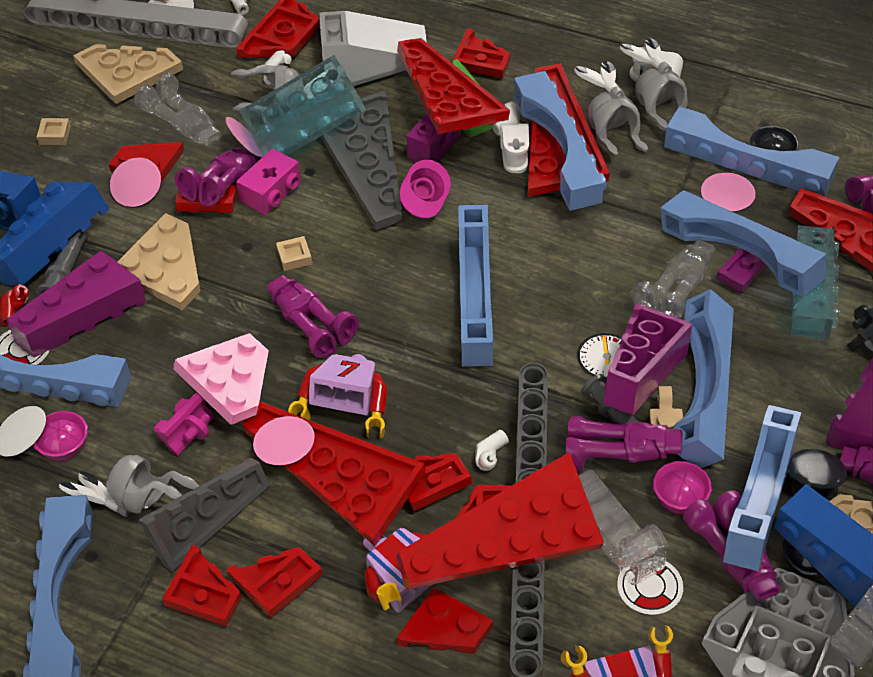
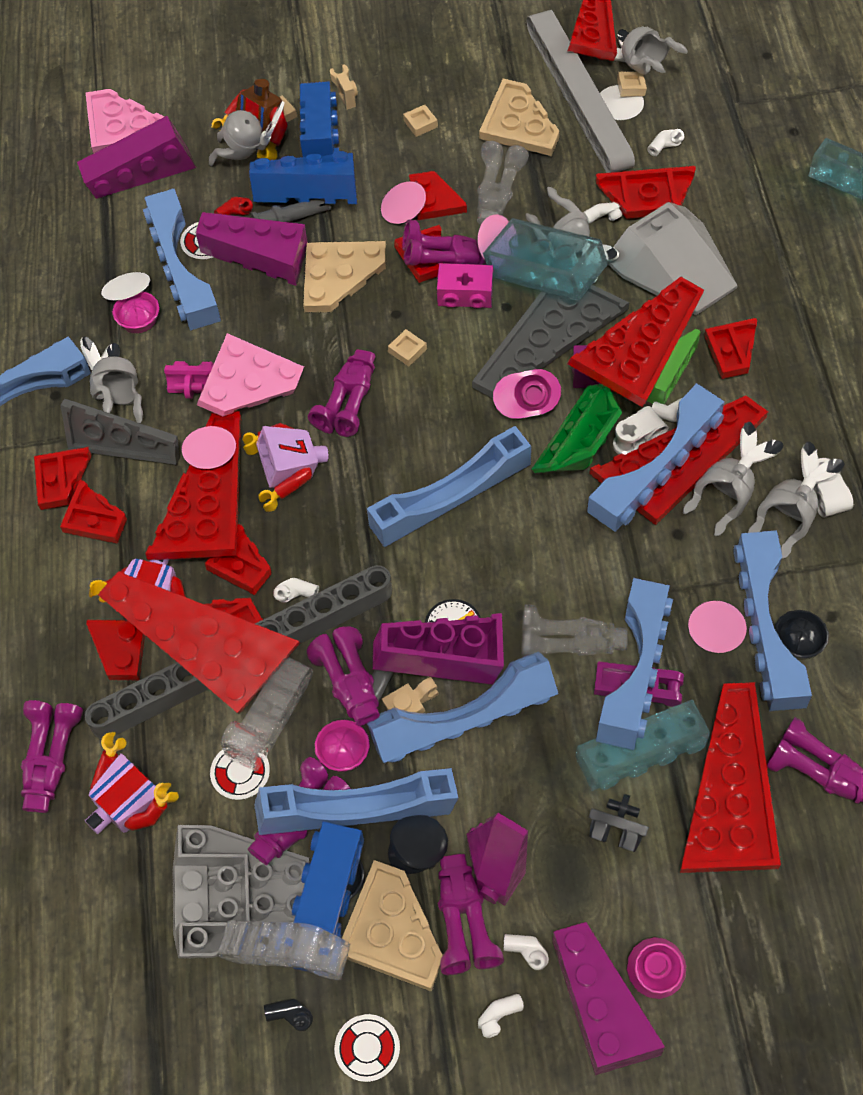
camera: 60 degrees right, 10 degrees up
(496, 168) = (581, 432): none -> green wedge

